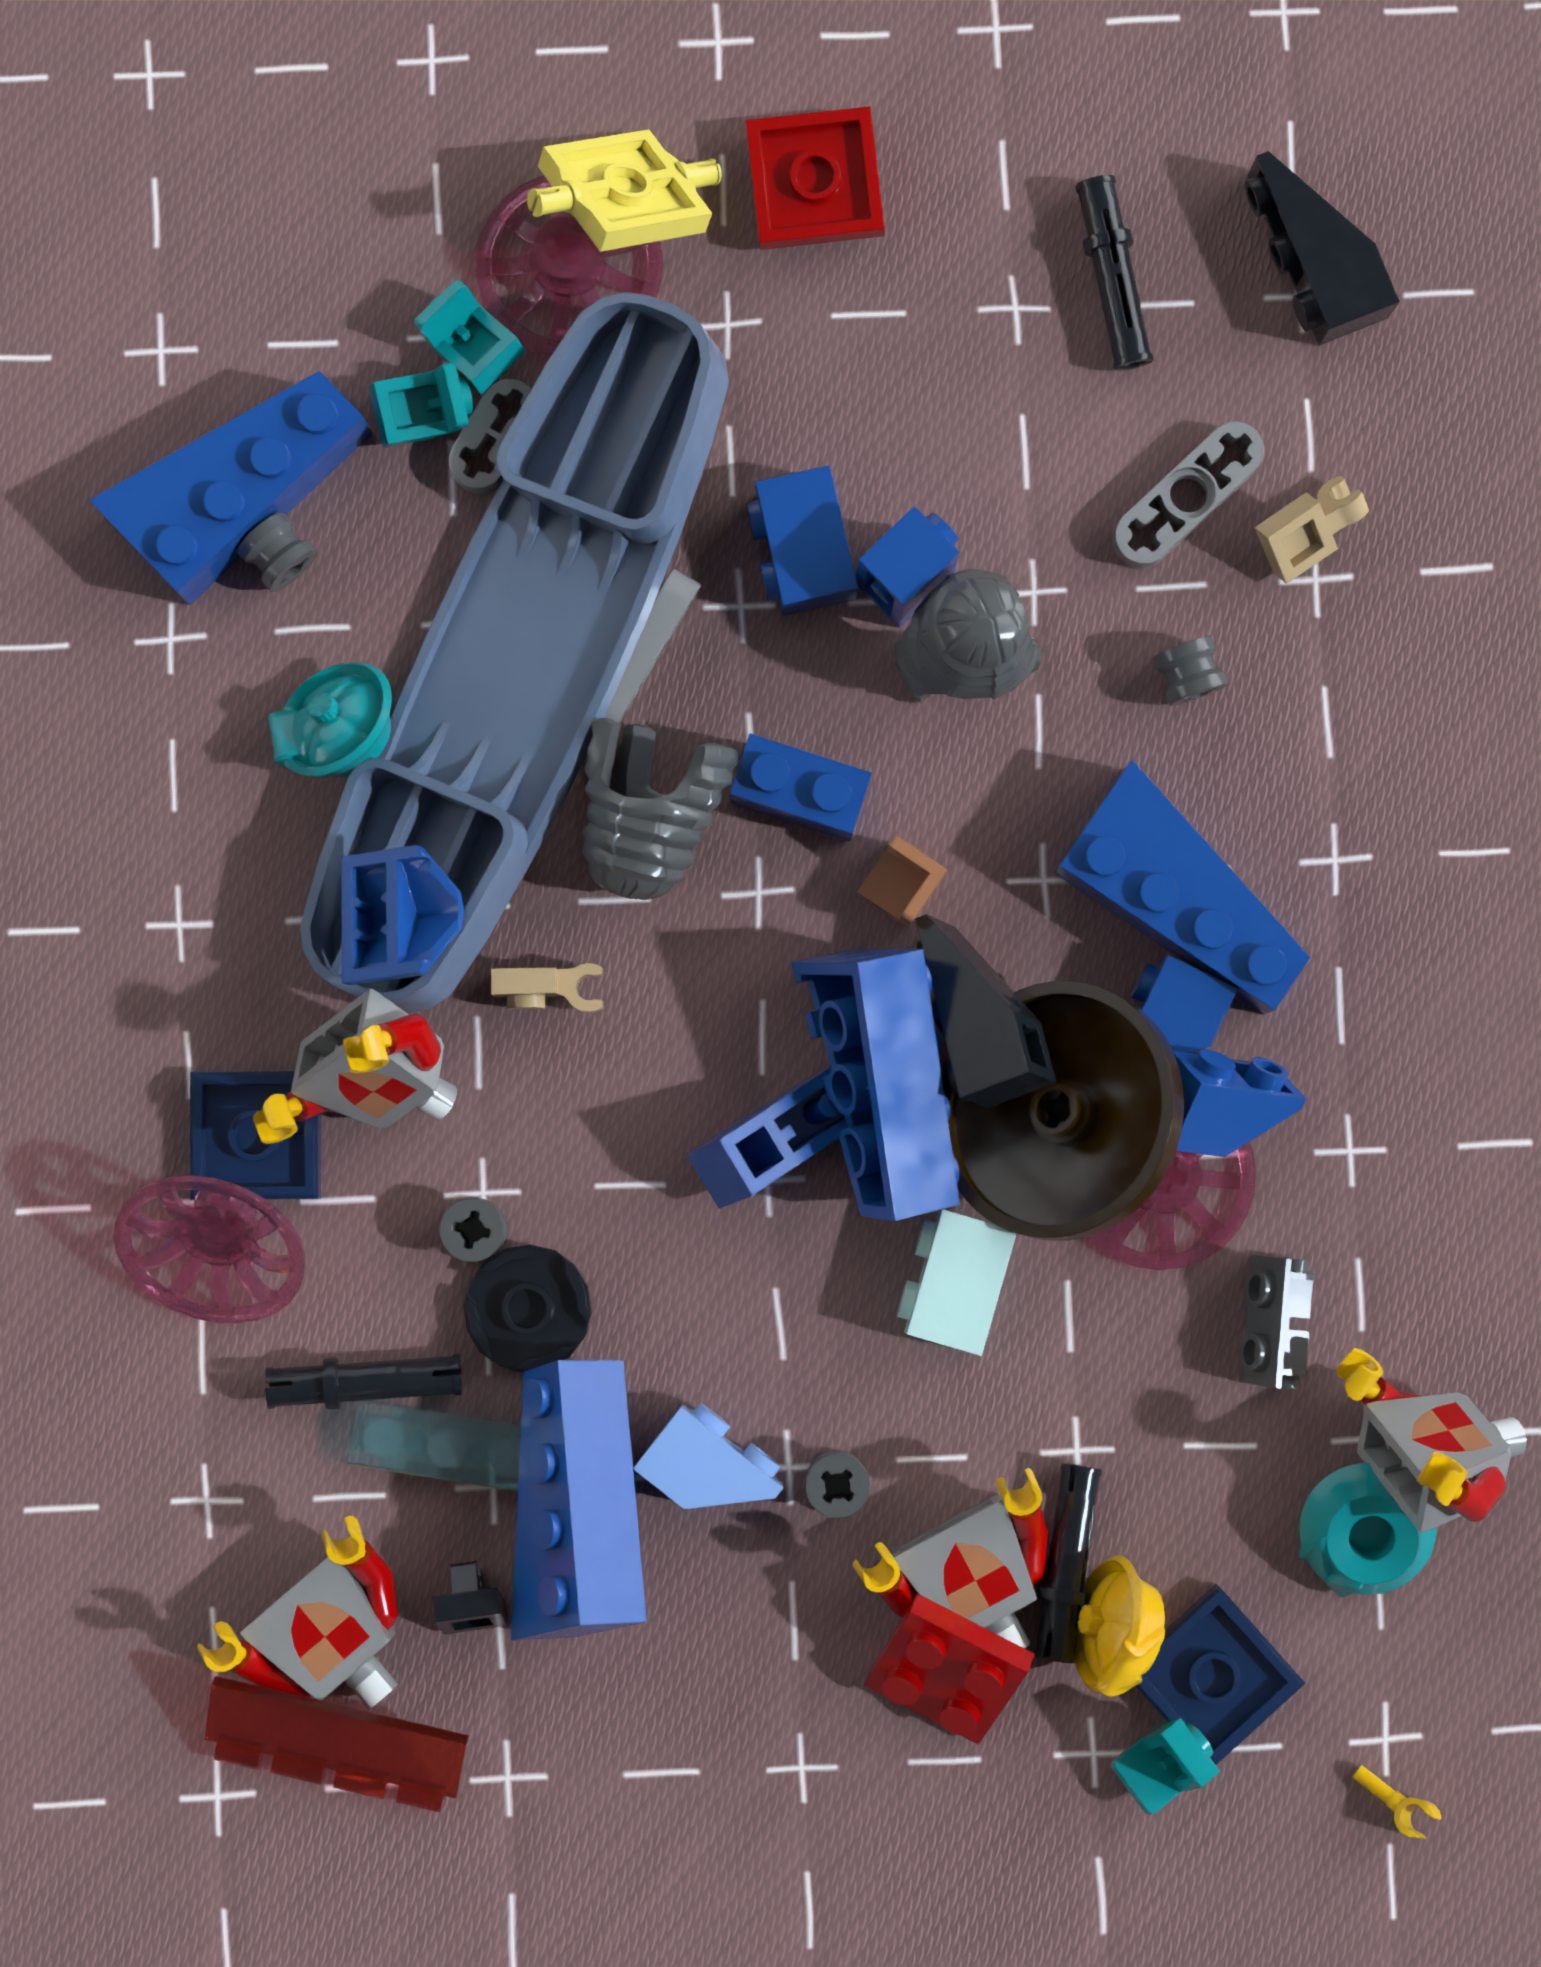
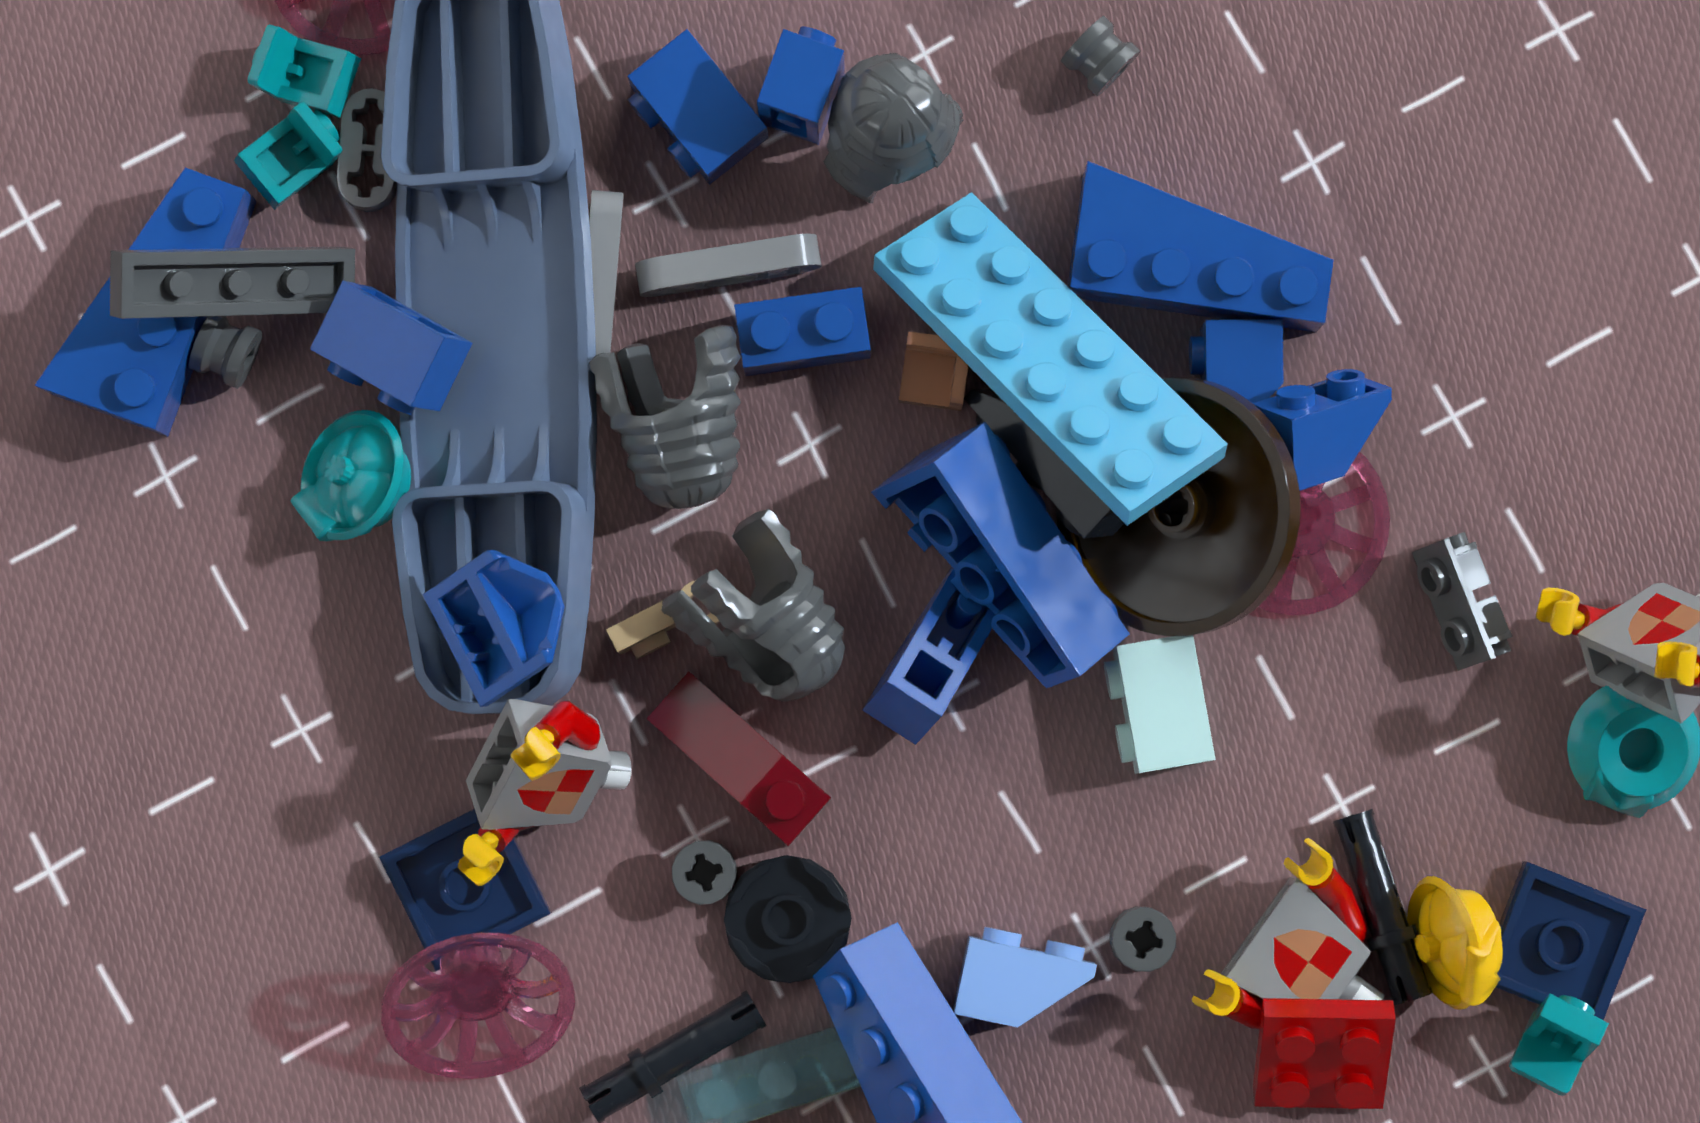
camera: 25 degrees left, 0 degrees up
(308, 492) = (227, 281): none -> dark grey plate
(423, 622) = (390, 348): none -> blue brick
(555, 1144) = (739, 758): none -> dark red slope
(645, 1052) = (782, 634): none -> dark grey hair
(763, 695) = (728, 265): none -> light grey beam
(1010, 921) = (1050, 358): none -> medium azure plate

